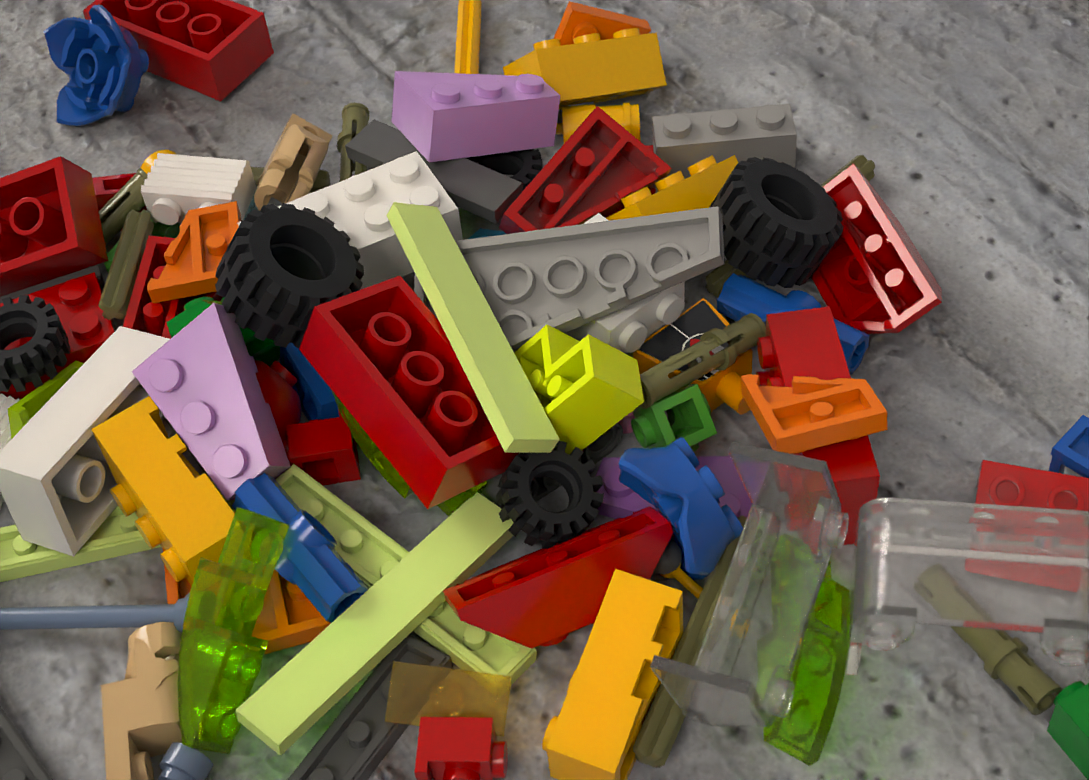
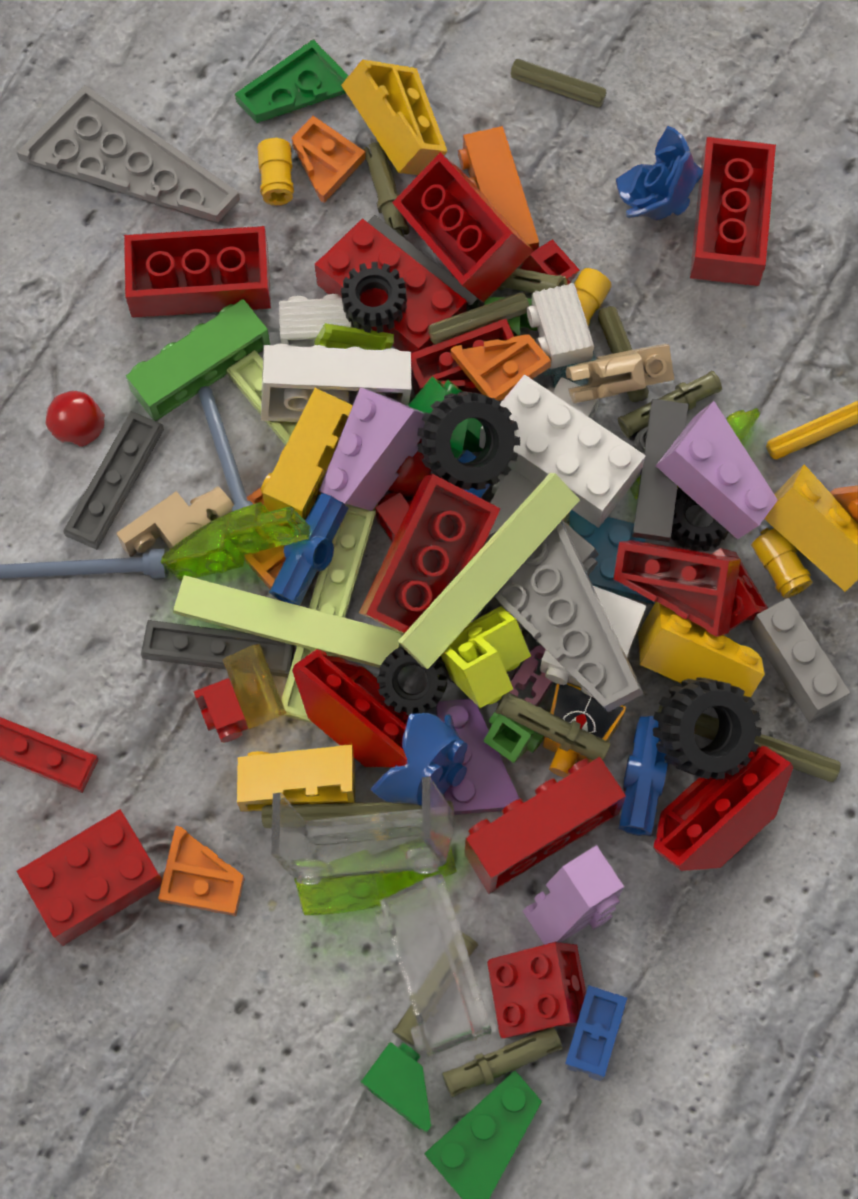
camera: 60 degrees right, 20 degrees up
(814, 411) = (514, 816): orange wing -> none
(934, 409) = (579, 896): none -> lavender wedge

